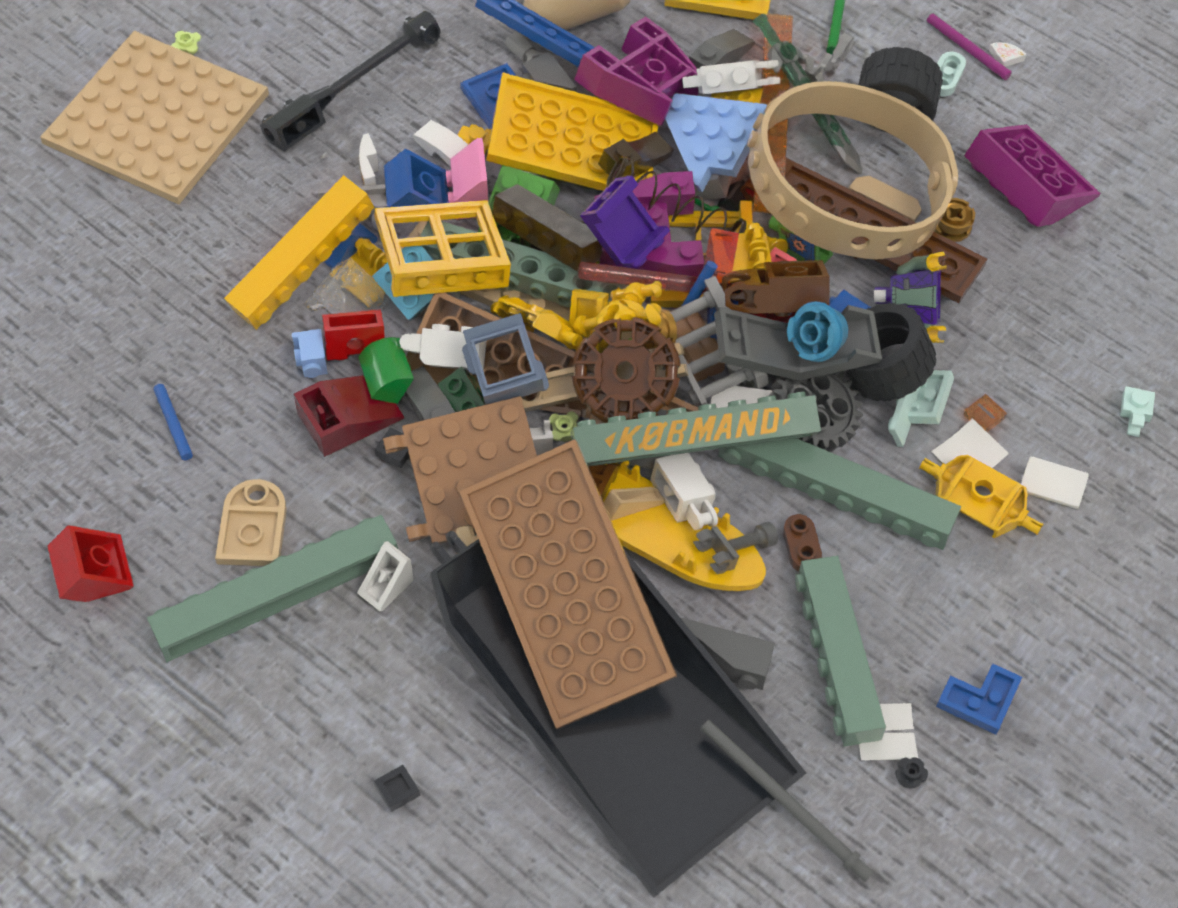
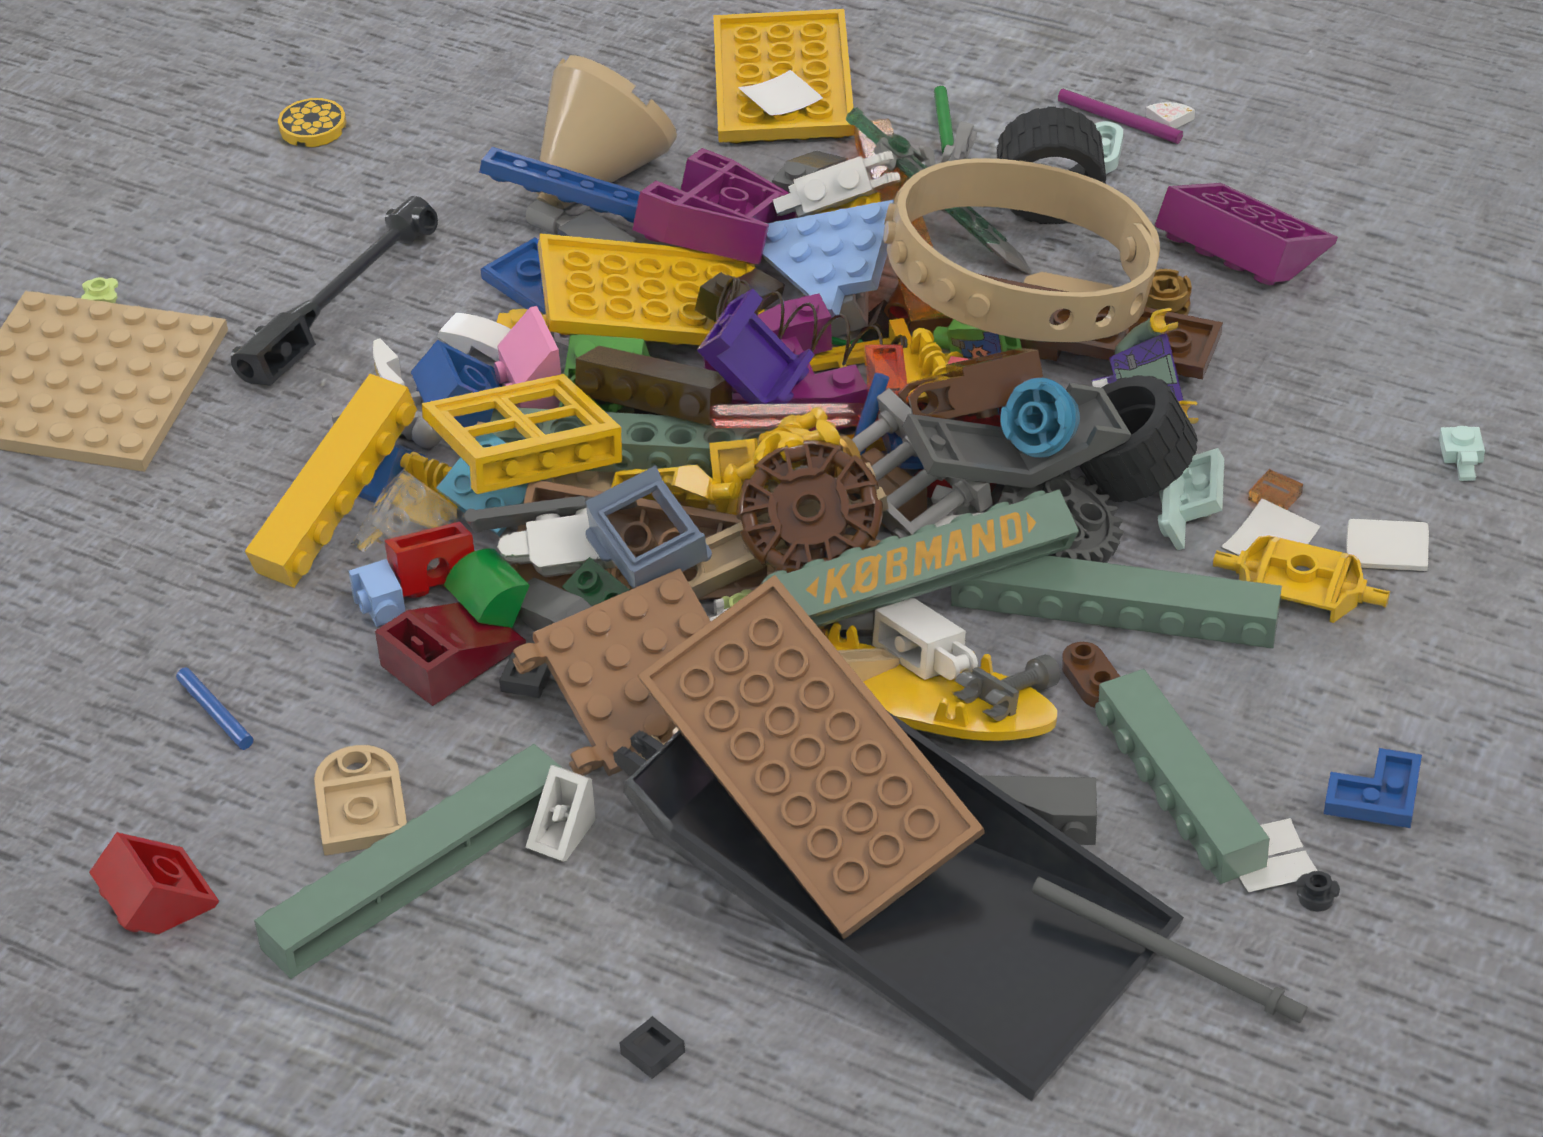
camera: 10 degrees left, 15 degrees down
(430, 319) = (521, 513): none -> dark grey piece

